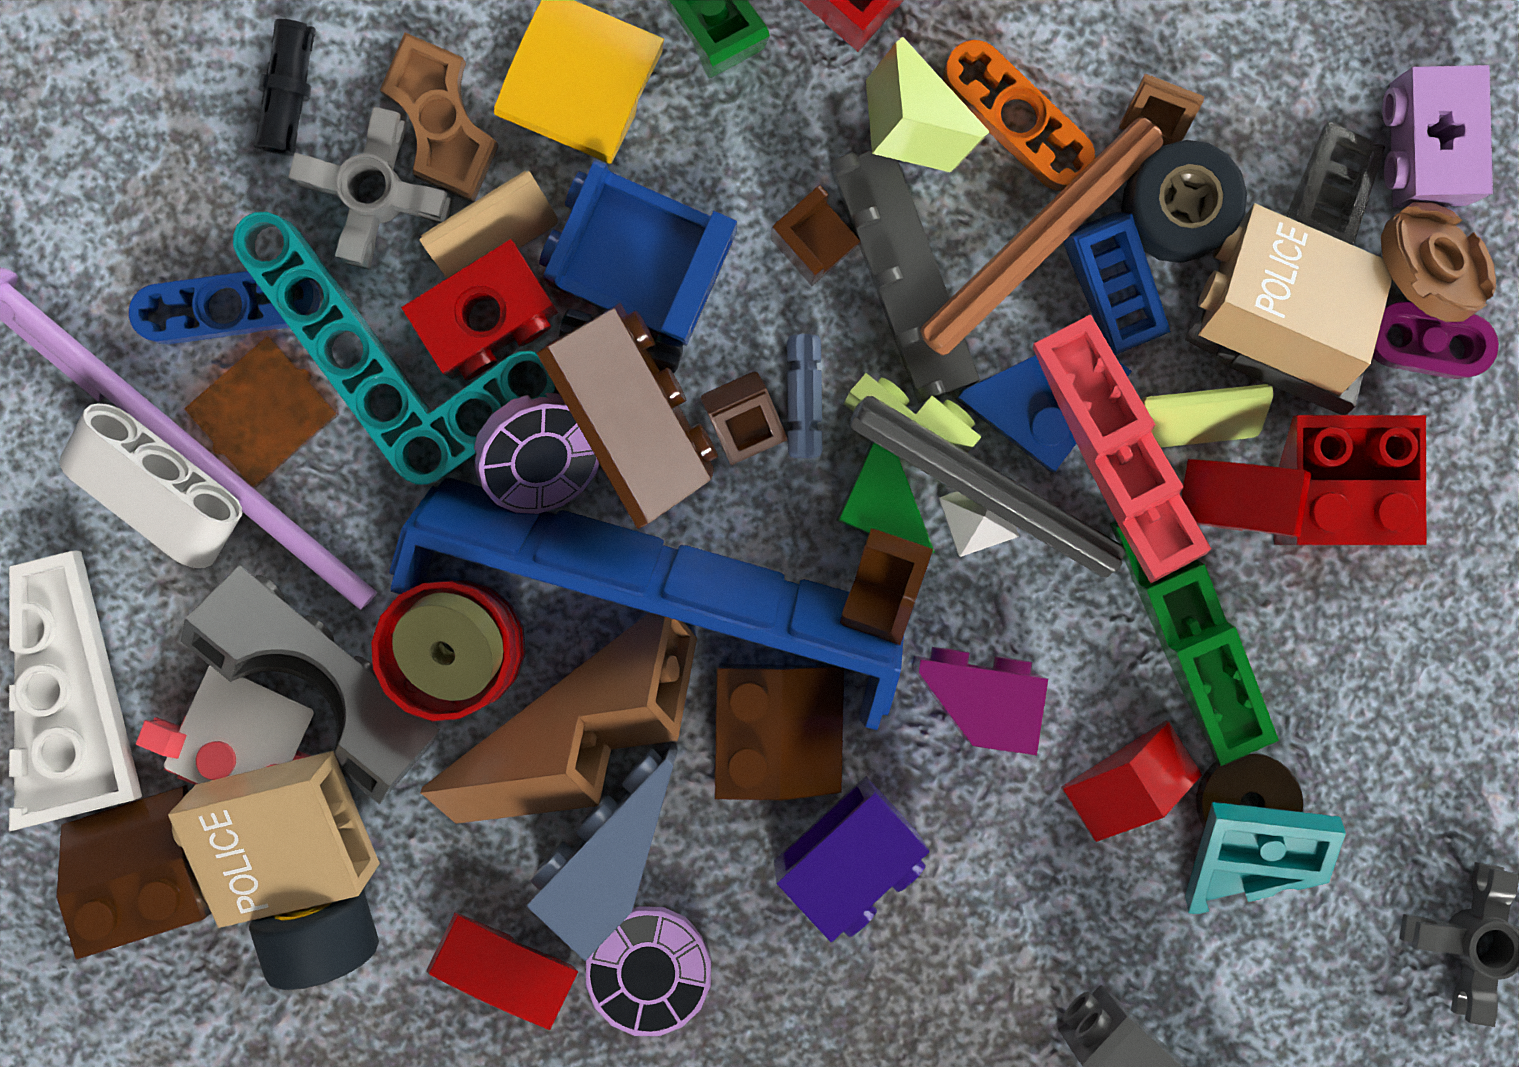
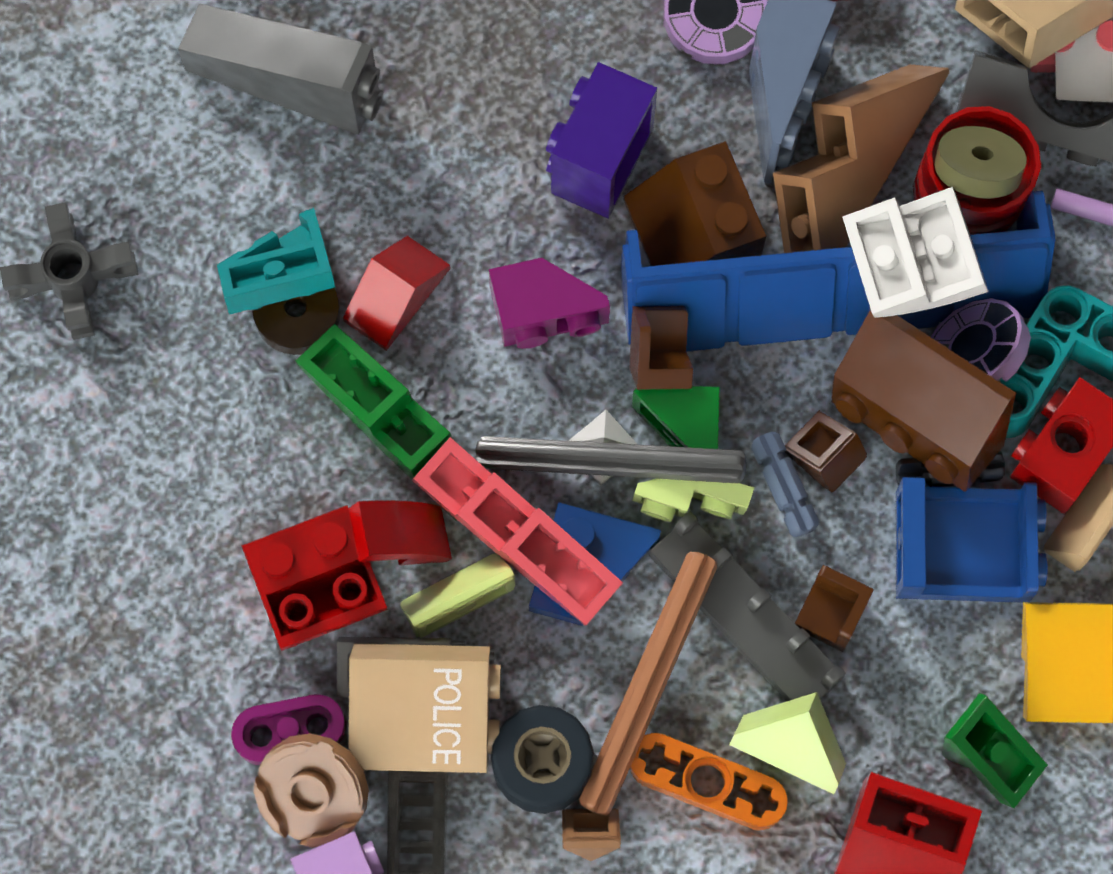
camera: 155 degrees right, 15 degrees down
(572, 565) = (914, 254): none -> white slope
(1137, 273) = (602, 709): blue slope -> none

